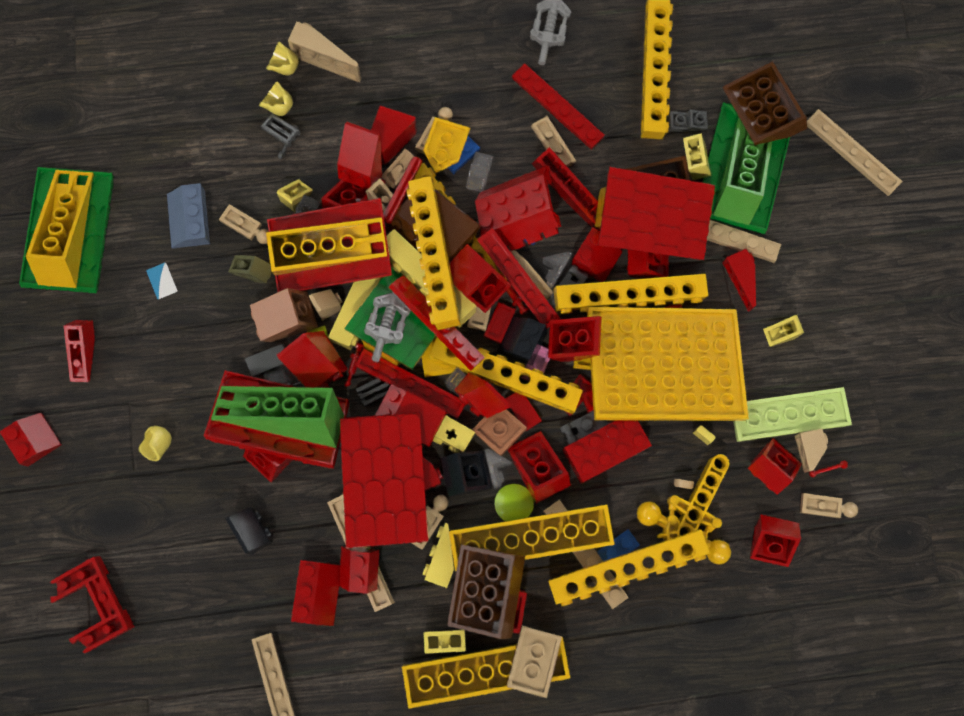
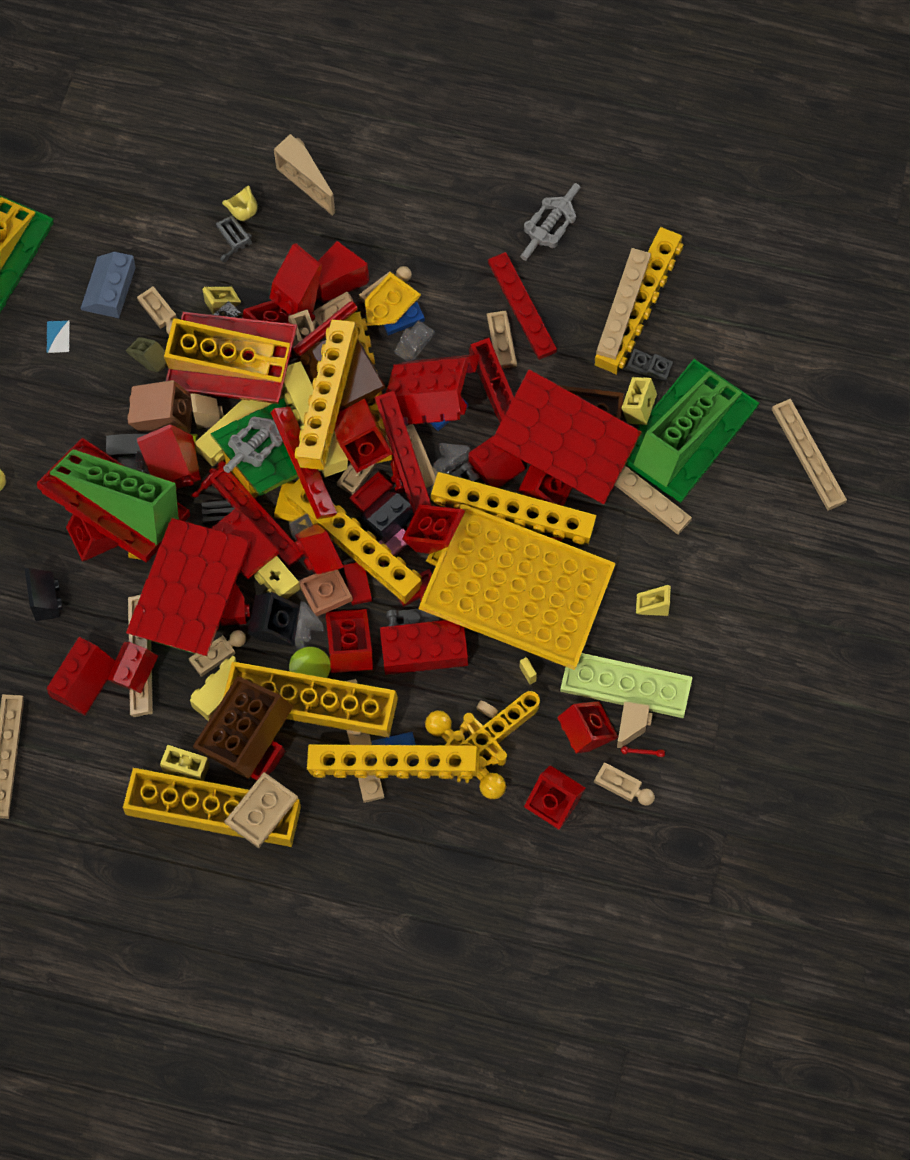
camera: 30 degrees right, 10 degrees down
(283, 60) = (265, 168): light yellow hair -> none
(648, 75) = (623, 303): none -> tan plate
(742, 273) = (638, 529): red slope -> none
(766, 105) = (732, 375): reddish brown slope -> none

